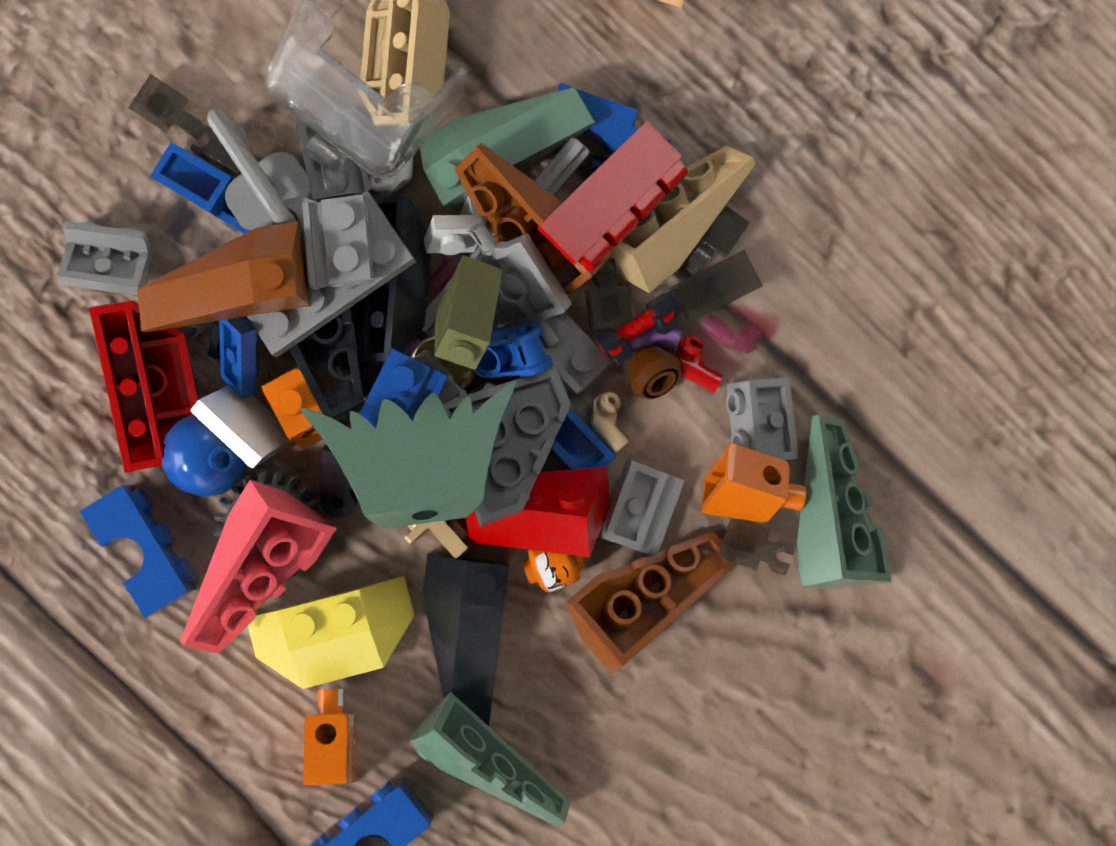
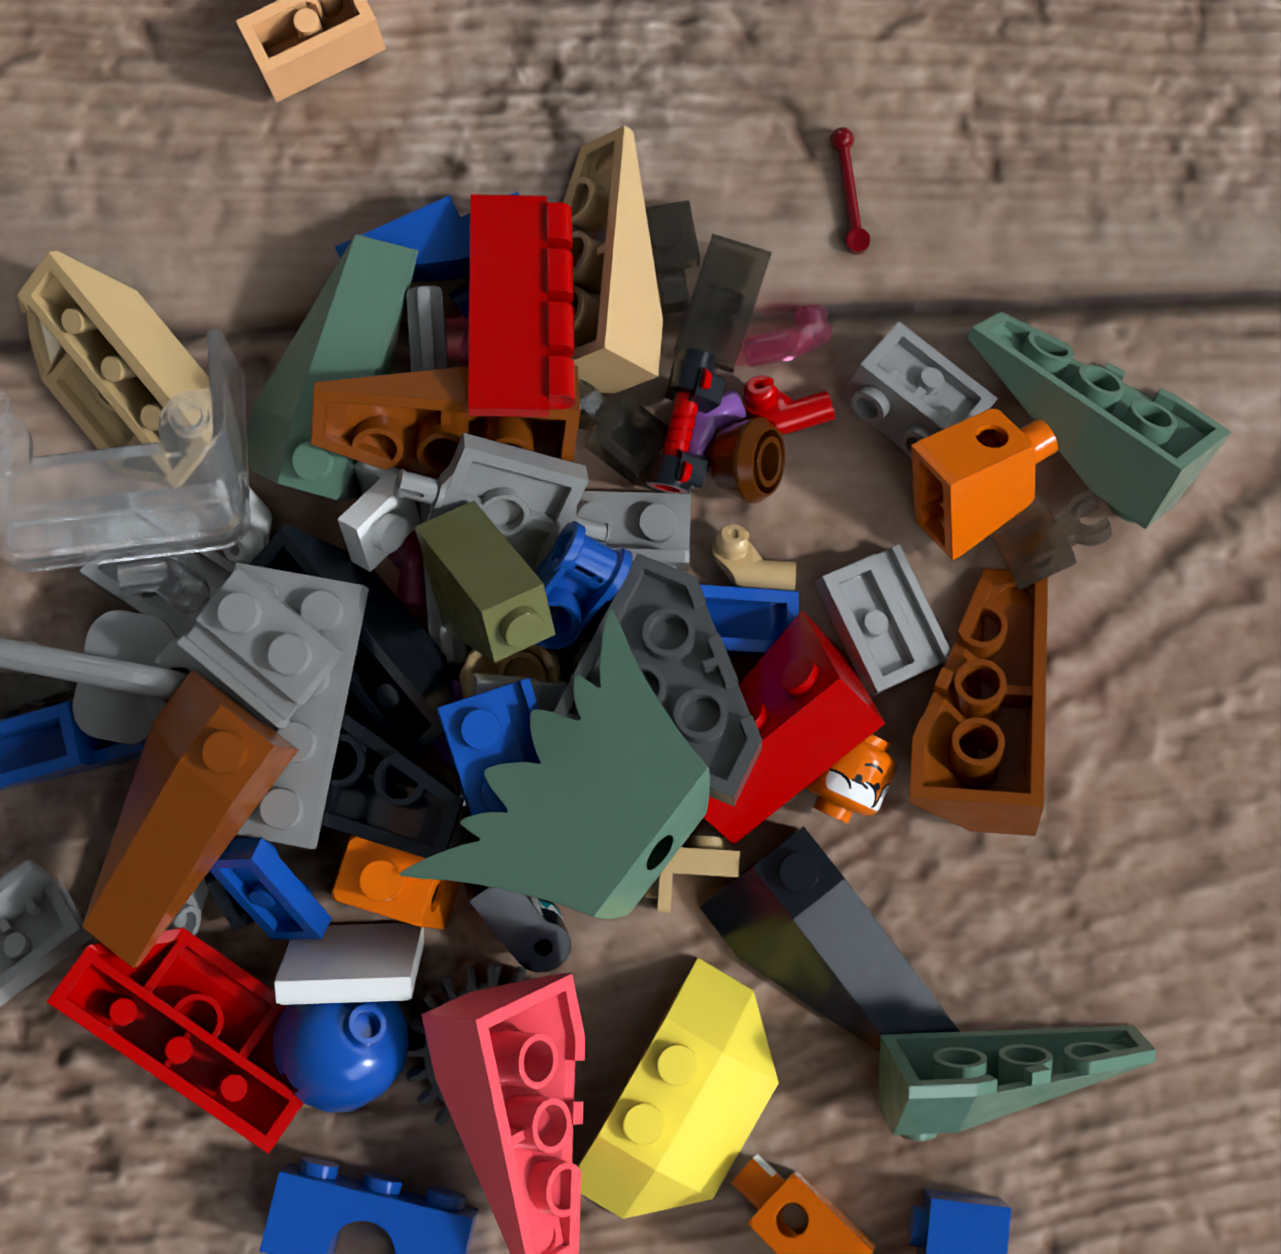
camera: 40 degrees left, 5 degrees down
(811, 318) = (857, 239): none -> dark red hinge

